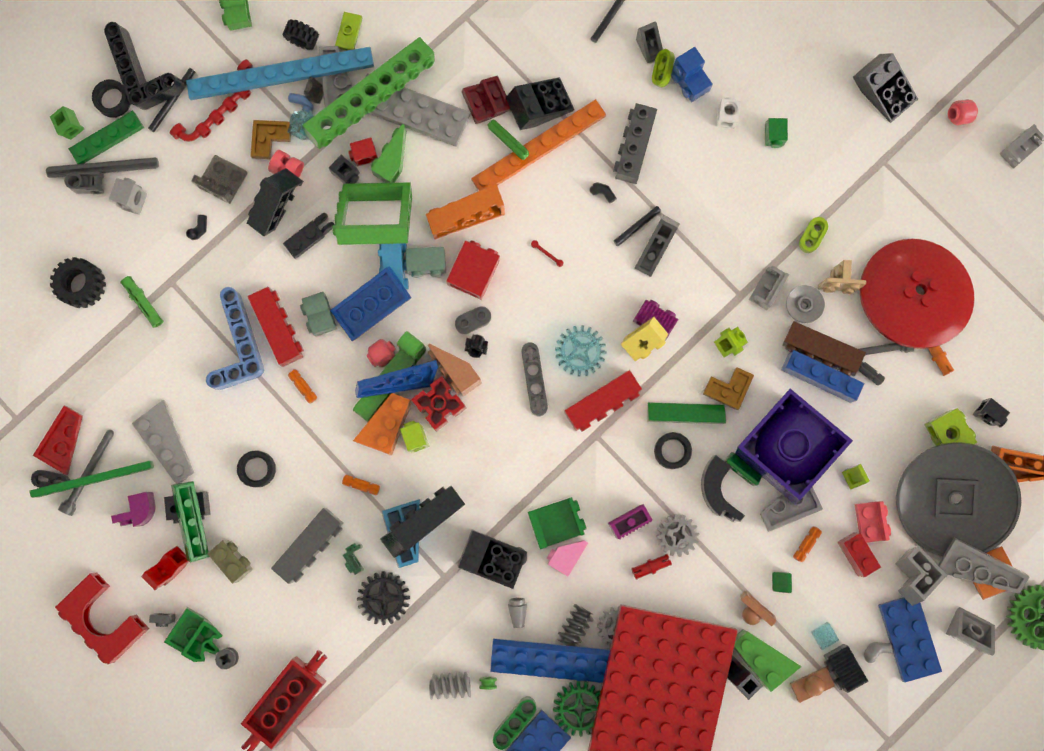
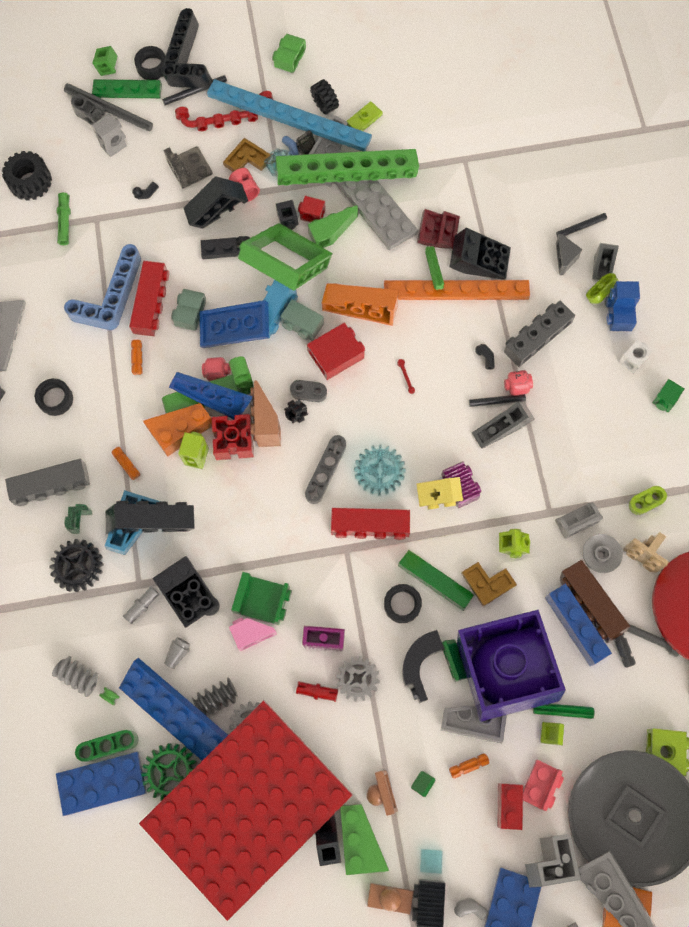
camera: 35 degrees right, 10 degrees down
(461, 594) = (141, 605): none -> light grey pin
(612, 53) = (567, 253): none -> dark grey slope
(647, 199) = (518, 383): none -> coral head
(855, 450) = (565, 710): none -> green axle

